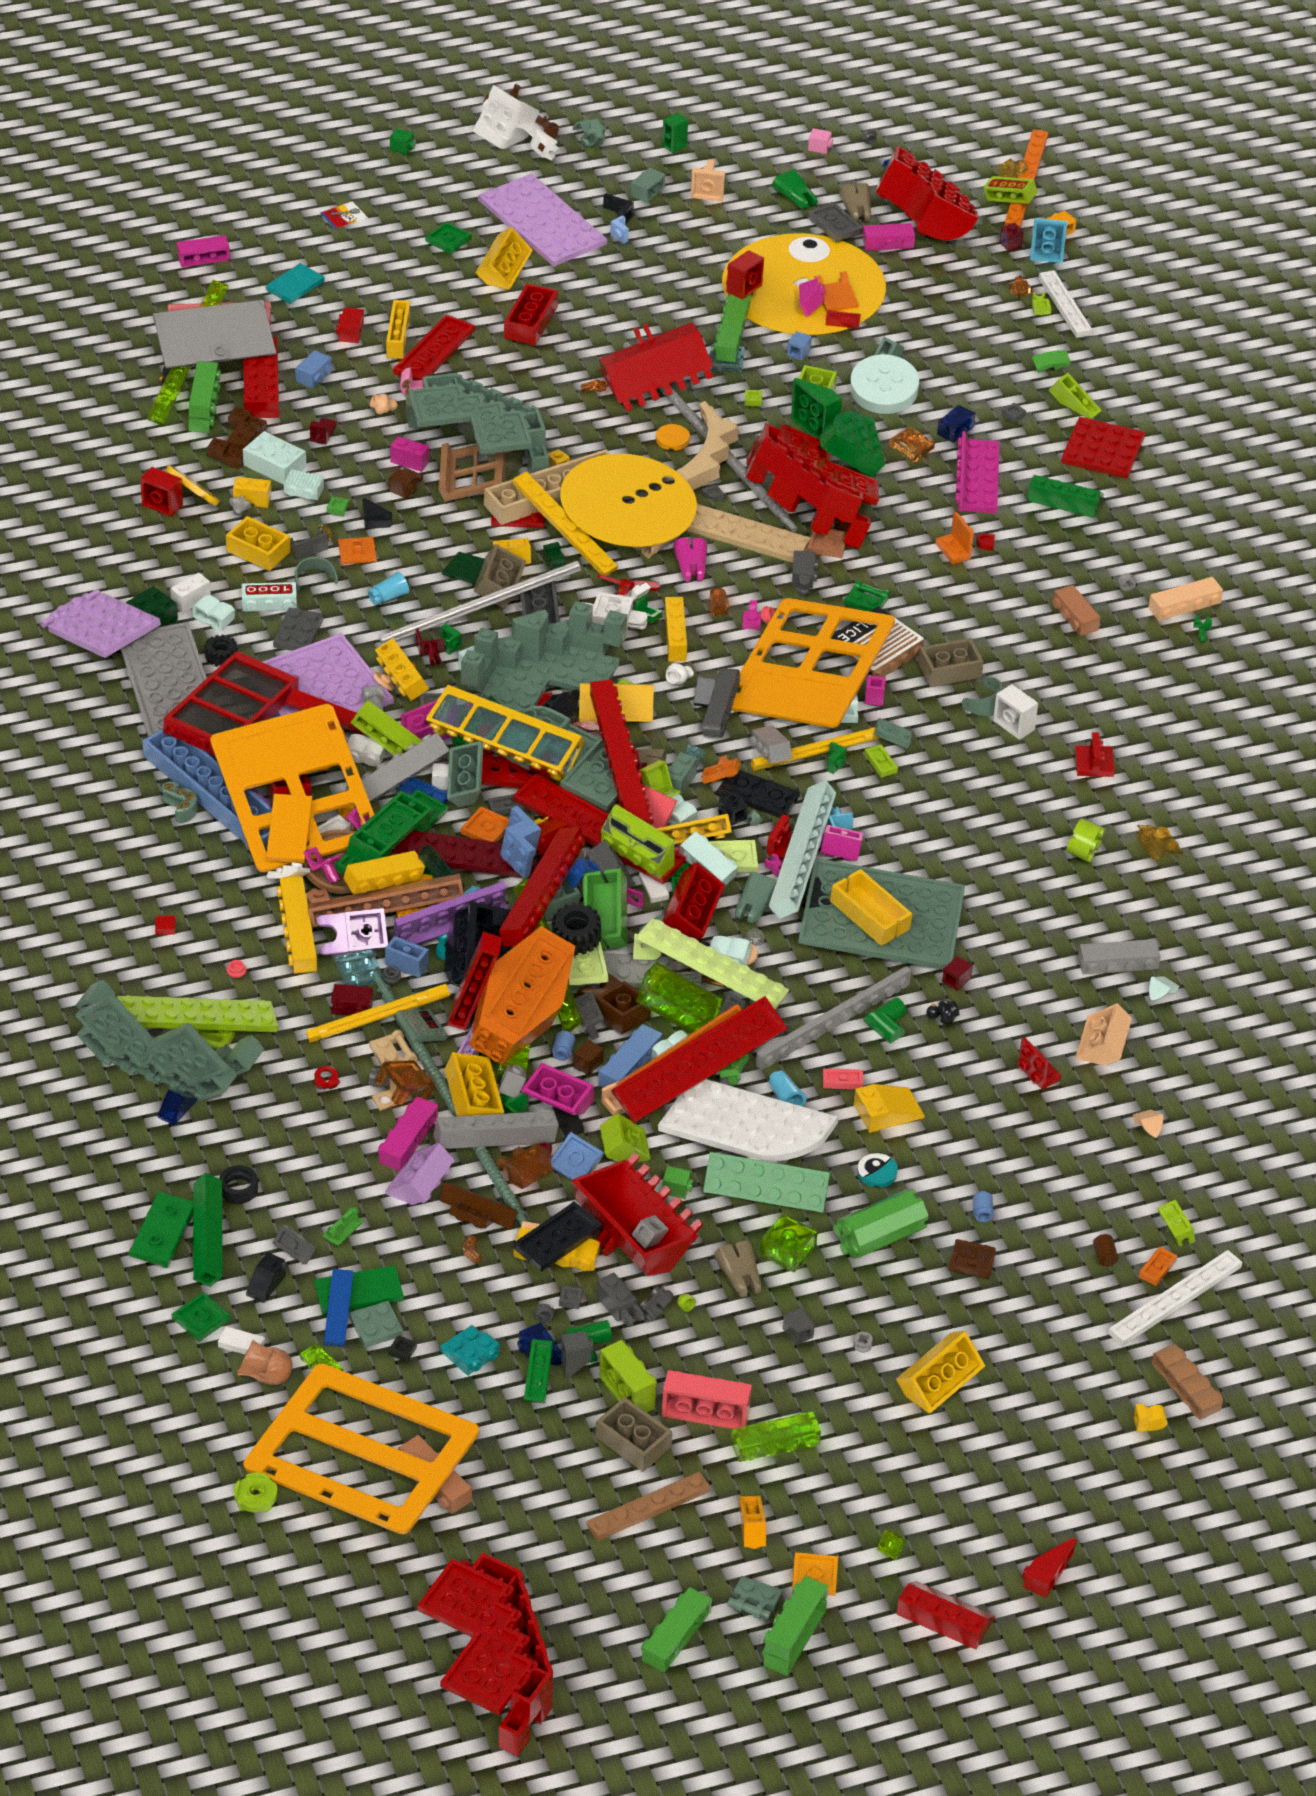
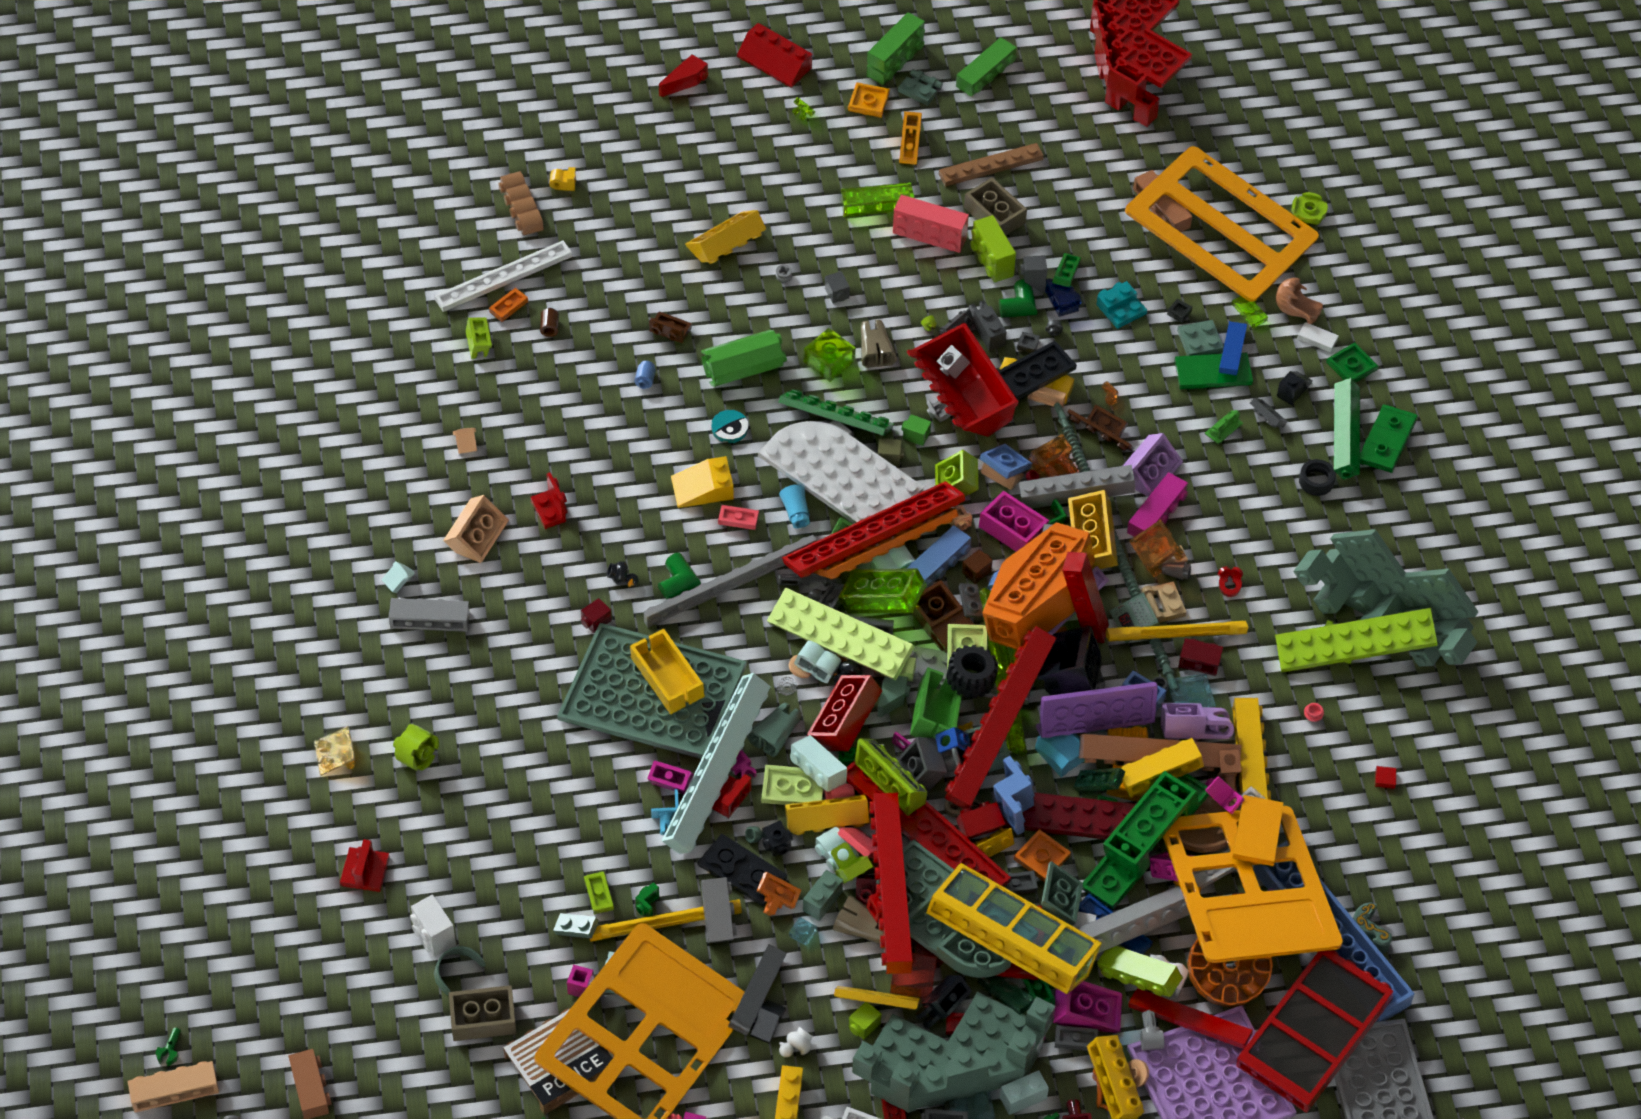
camera: 170 degrees left, 10 degrees up
(698, 1155) = (891, 451): none -> olive brick

